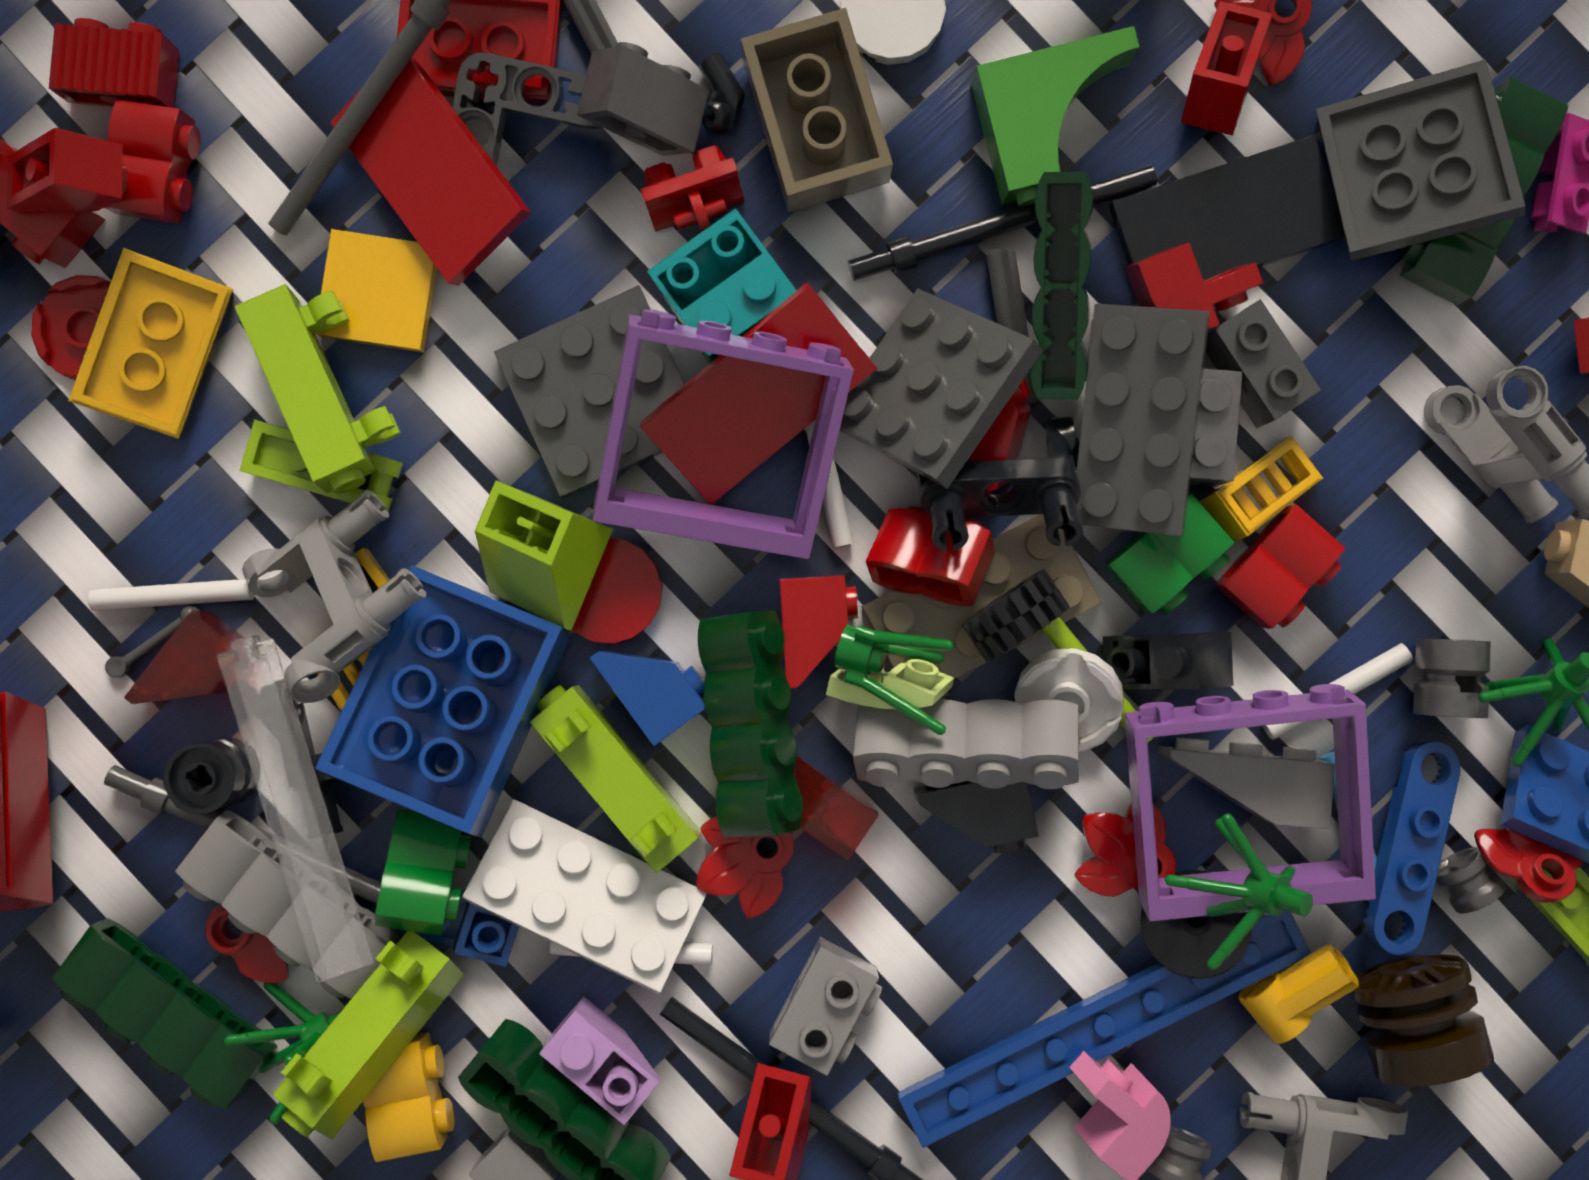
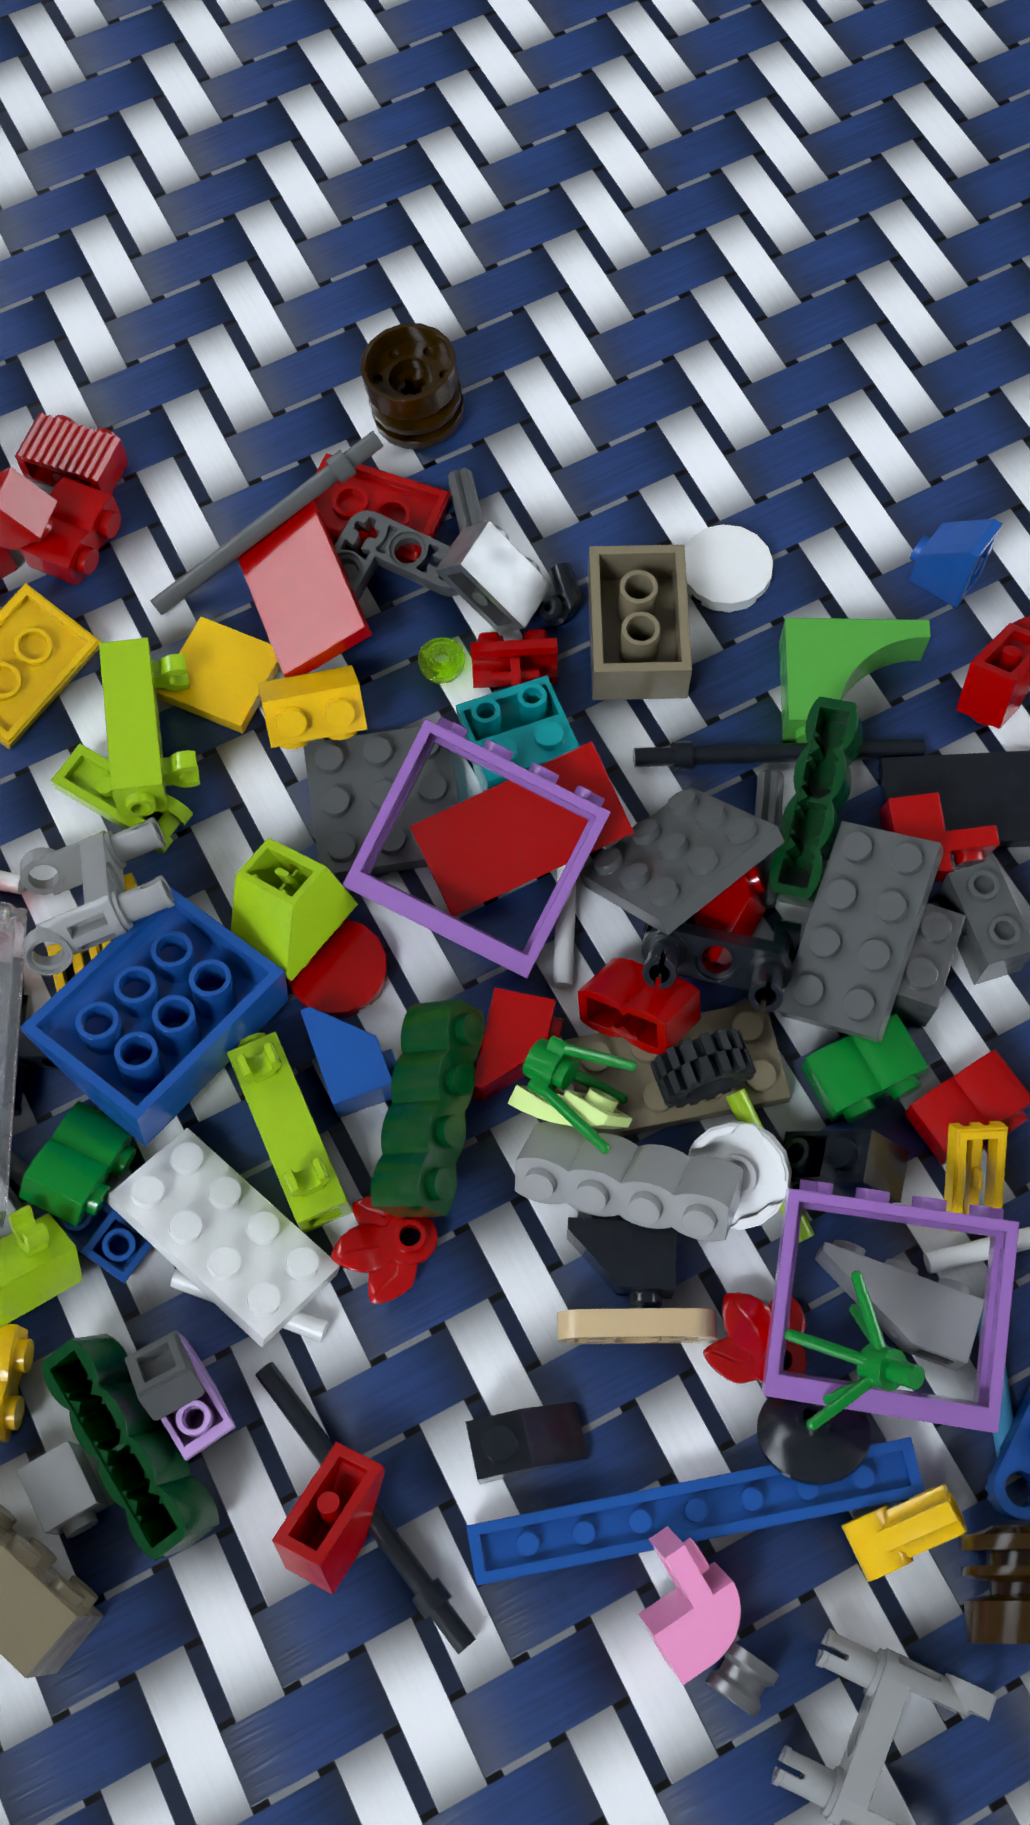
camera: 15 degrees right, 20 degrees down
(490, 311) = (312, 707): none -> yellow brick
(579, 1061) = (164, 1376): none -> dark grey slope
(618, 224) = (444, 671): none -> clear neon green plate
(825, 1006) = (420, 1409): light grey brick -> none
(831, 810) = (482, 1217): clear red slope -> none
(931, 1008) = (525, 1441): none -> black slope
(1007, 871) = (636, 1326): none -> tan beam
(1236, 511) = (939, 1050): yellow slope -> none
(1292, 645) = (956, 1164): none -> yellow tile

